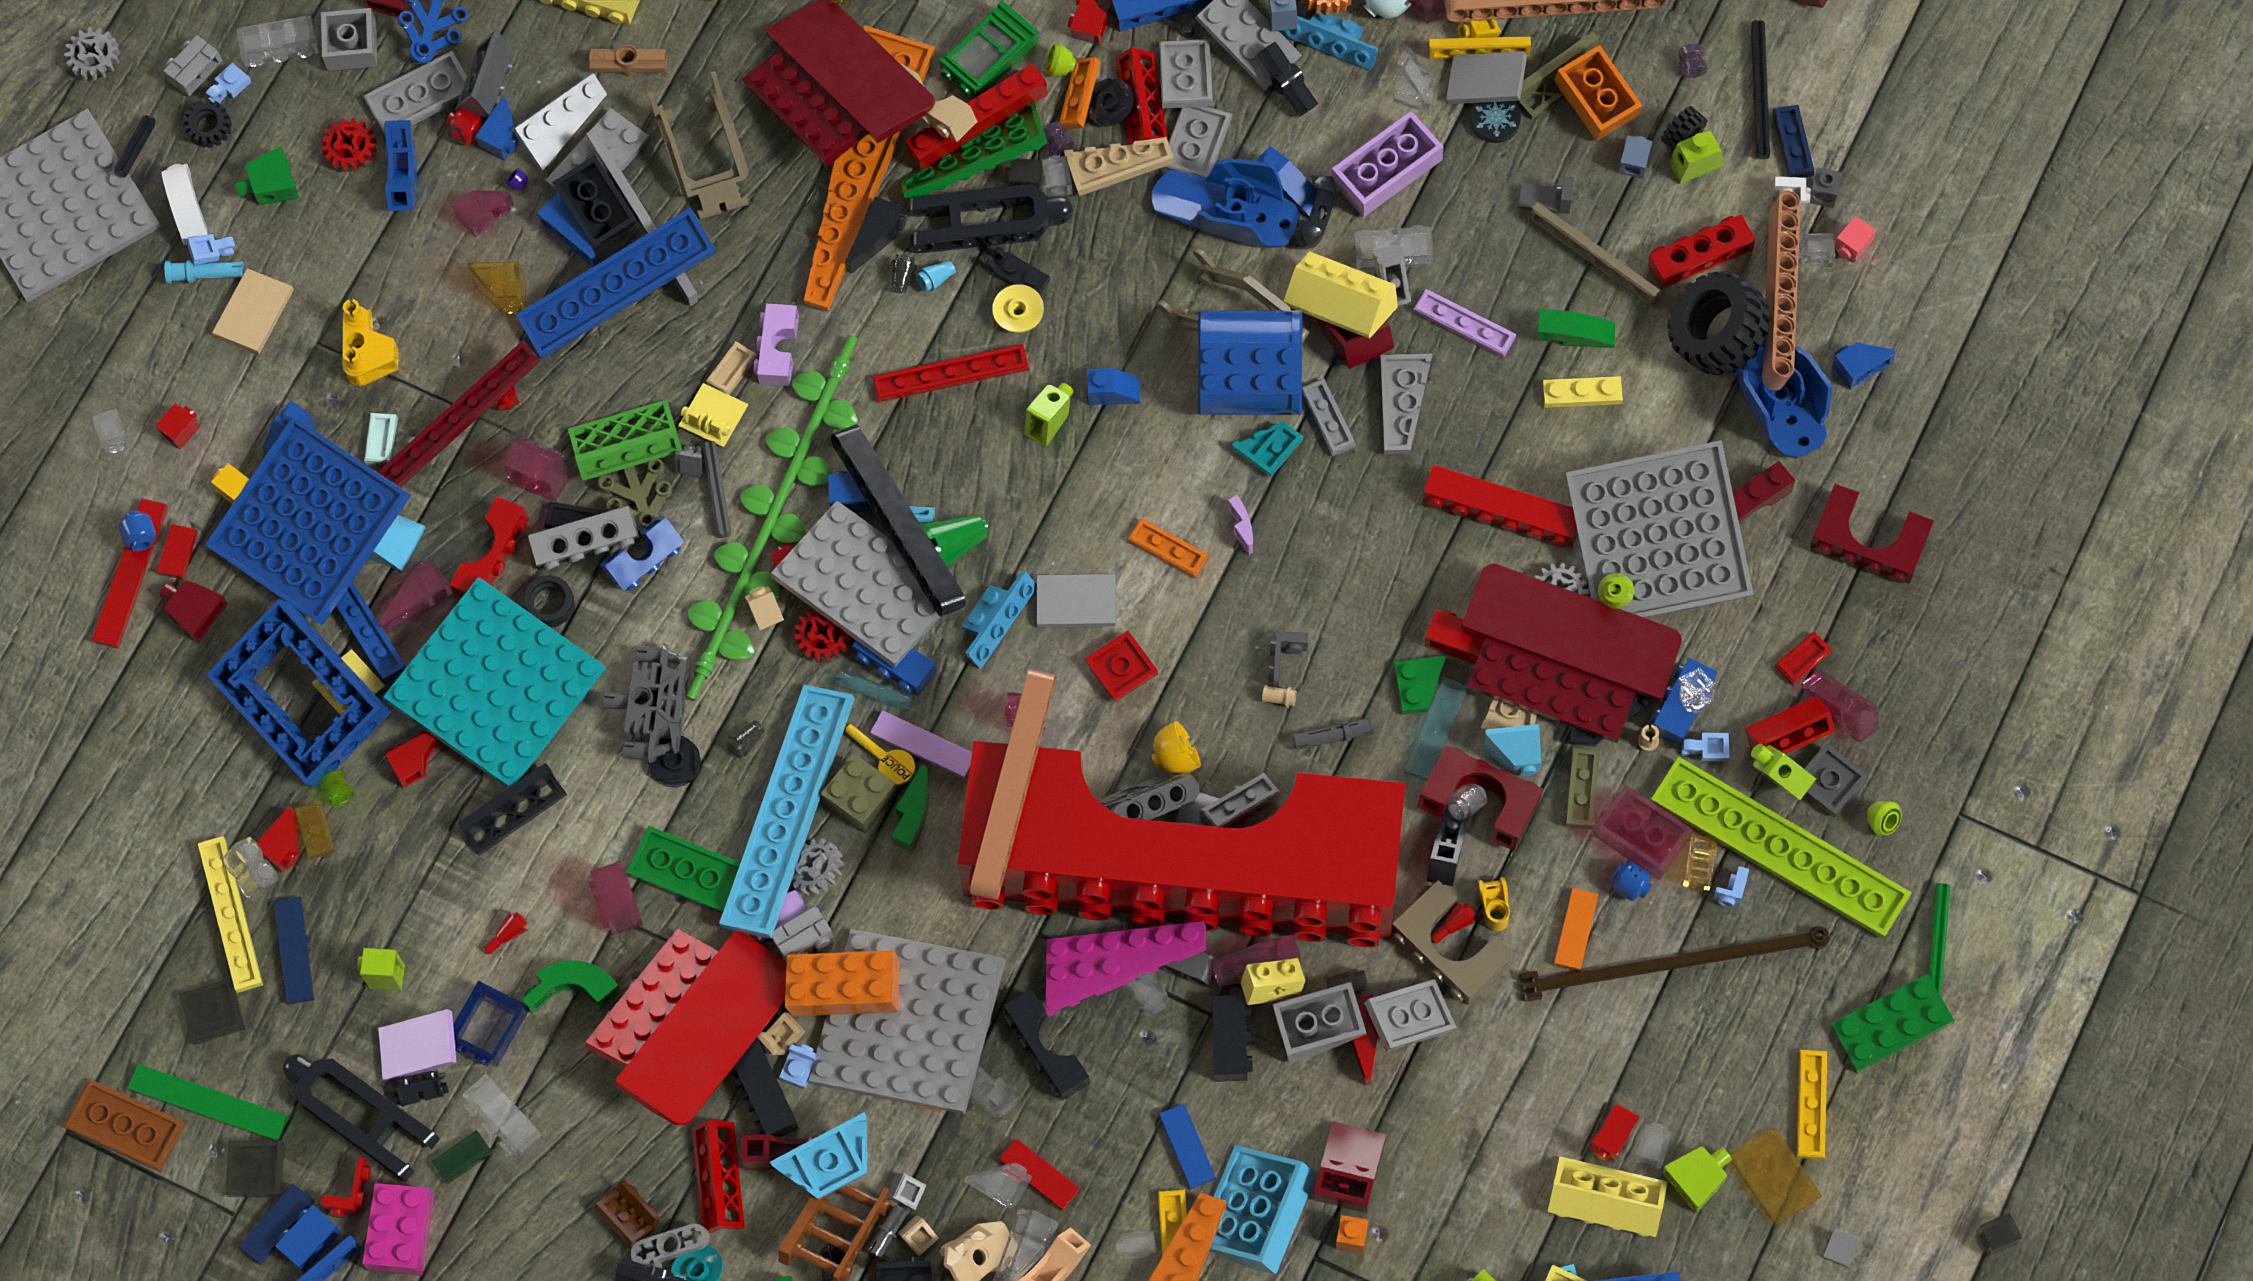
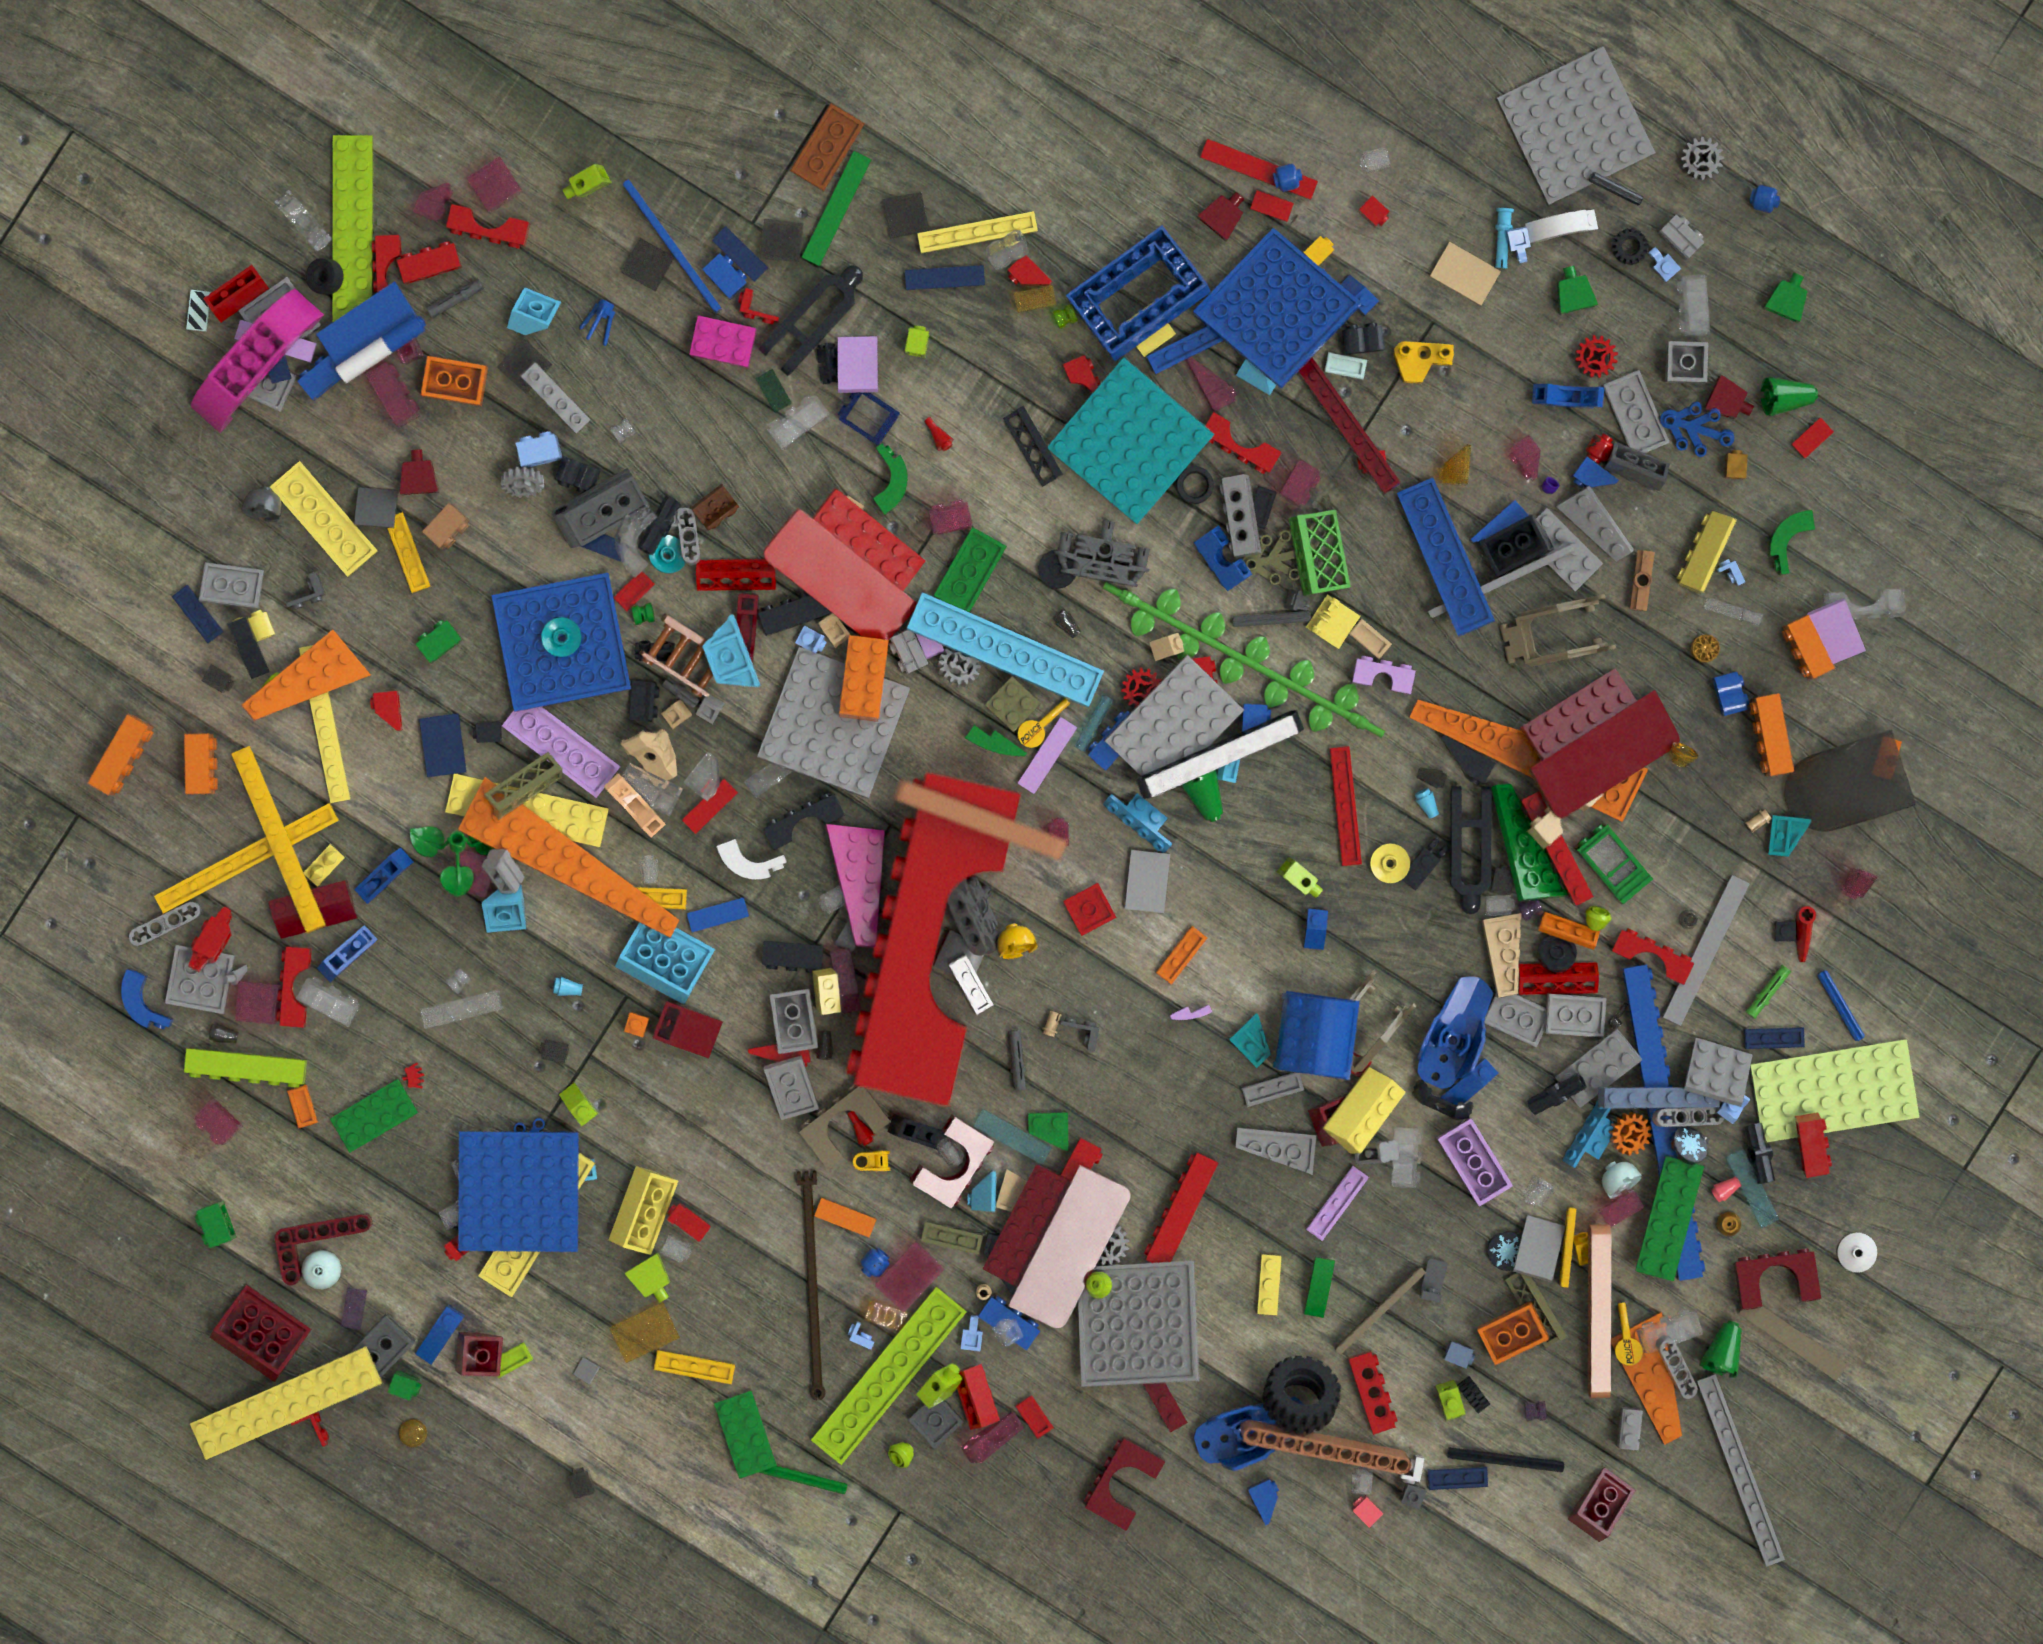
camera: 90 degrees right, 20 degrees up
(344, 419) = (1363, 340): none -> black brick
(1112, 1126) = (740, 865): none -> white arch

